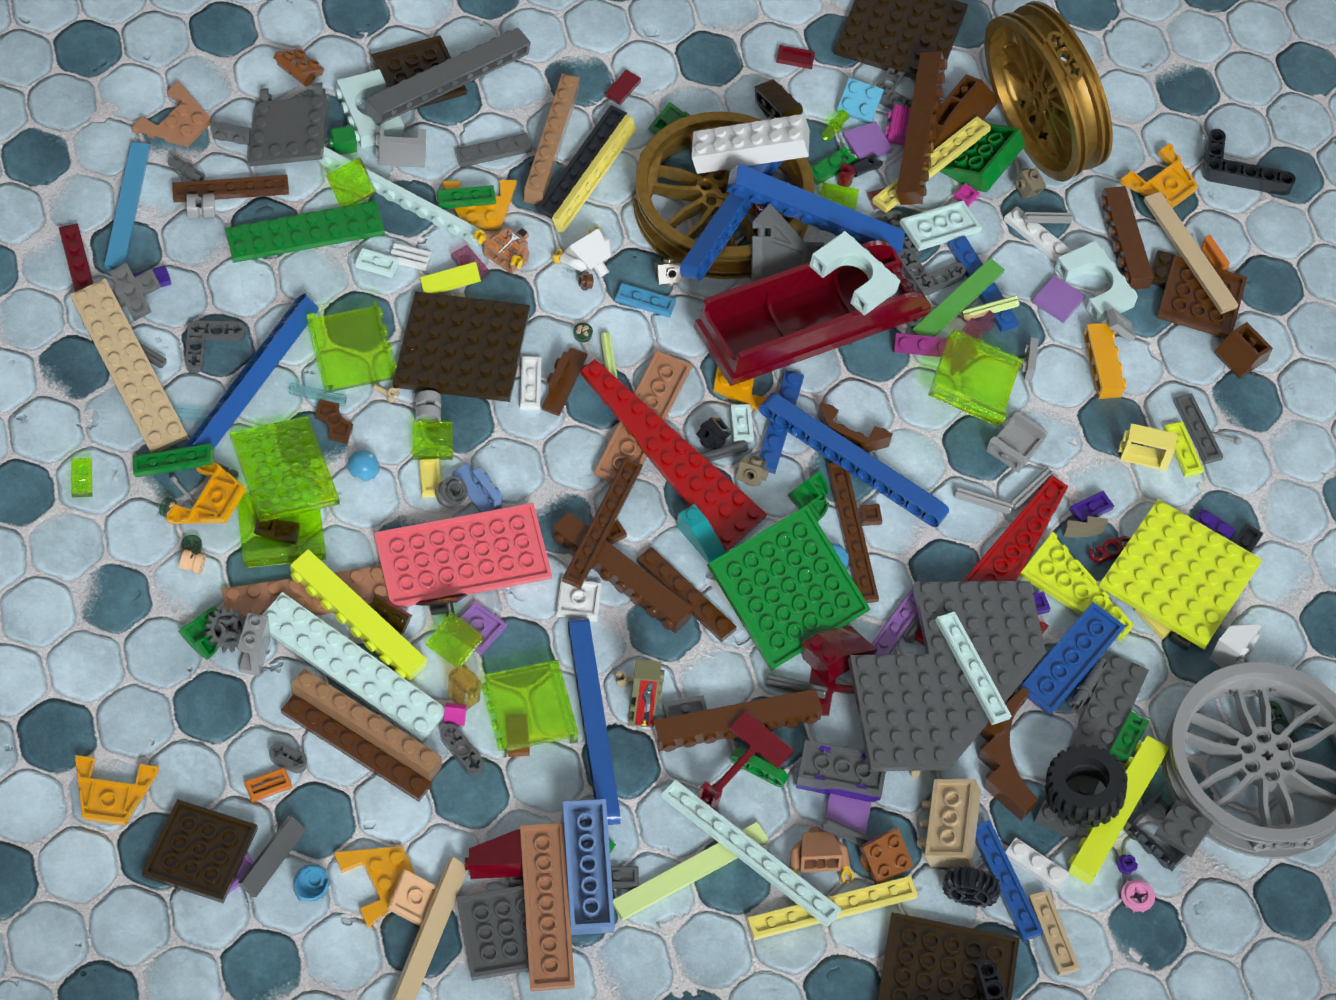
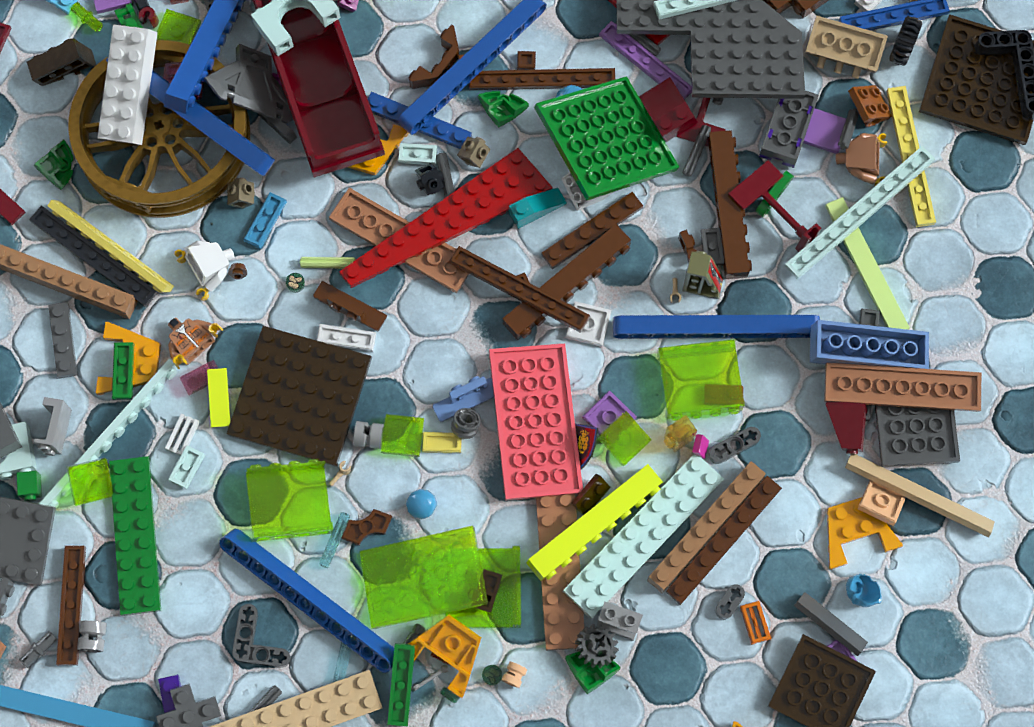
camera: 75 degrees left, 15 degrees up
(684, 683) = (687, 243): none -> reddish brown plate

